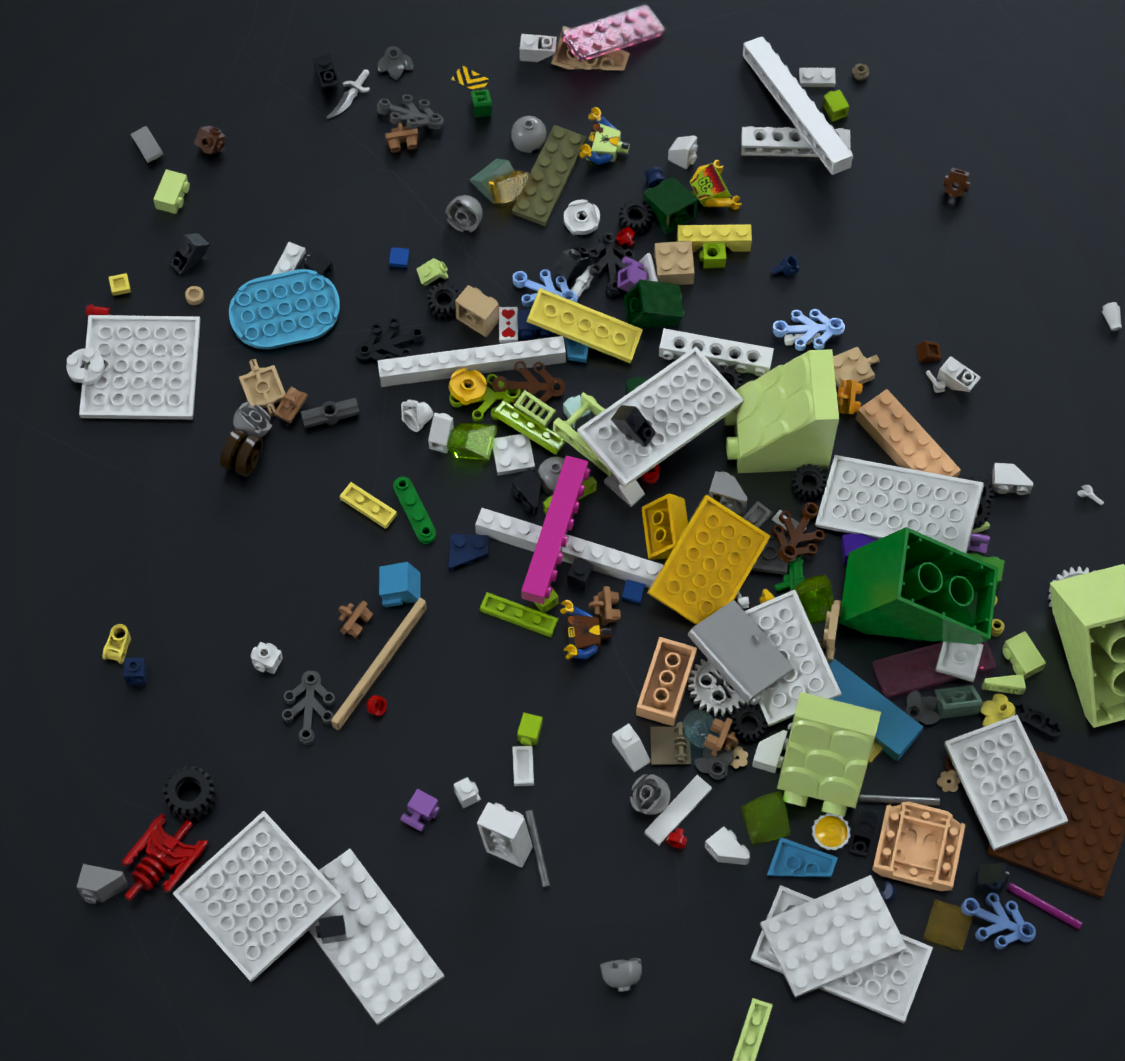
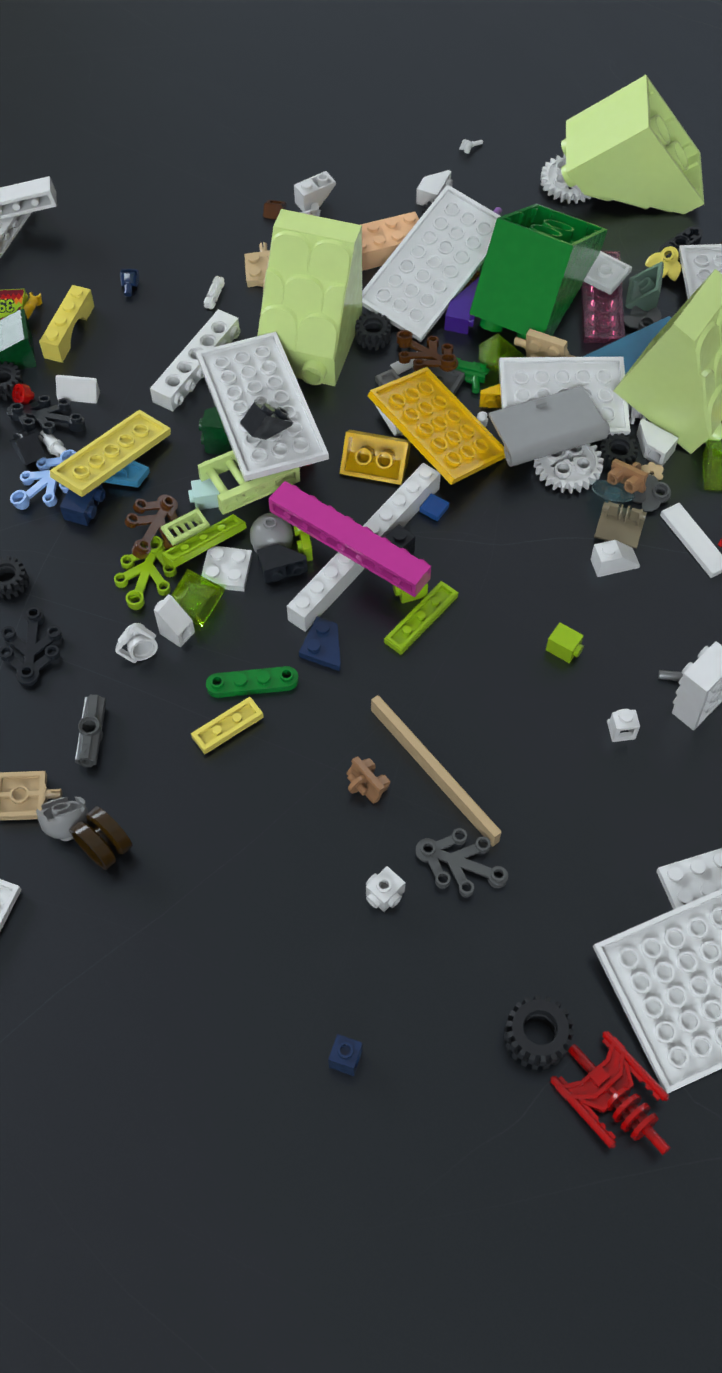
camera: 70 degrees left, 5 degrees down
(99, 883) = (639, 1183): light grey slope -> none
(117, 647) = (300, 1070): light yellow piece -> none
(290, 404) = (60, 769): medium nougat hips -> none
(376, 705) = (485, 787): red tile -> none
(399, 584) = (343, 720): dark azure plate -> none
(421, 807) = (628, 775): medium lavender brick -> none
(464, 394) = (122, 589): yellow plate -> none
(477, 310) = (40, 543): tan brick -> none
(483, 359) = (95, 575): white brick -> none
(508, 324) = (68, 527): white tile -> none
(523, 766) = (603, 664): white tile -> none
(583, 632) = (469, 561): torso -> none
(602, 606) = (444, 533): medium nougat hips -> none
(630, 494) = (314, 478): white slope -> none
(631, 274) = (74, 399): medium lavender brick -> none
(650, 794) = (679, 551): light grey cylinder -> none
(653, 304) = (115, 393): dark green slope -> none
(666, 681) = (552, 502): light nougat brick -> none
(674, 262) = (77, 358): tan brick -> none
(716, 249) = (85, 330): lime brick -> none
(728, 492) = (357, 387): light grey slope -> none
(830, 327) = (215, 262): light blue plant -> none
(959, 177) = (113, 133): reddish brown brick -> none
(1007, 684) = (641, 248): yellowish green slope -> none
(1023, 655) = (621, 230): yellowish green brick -> none
(1112, 315) = (302, 79): white cone -> none

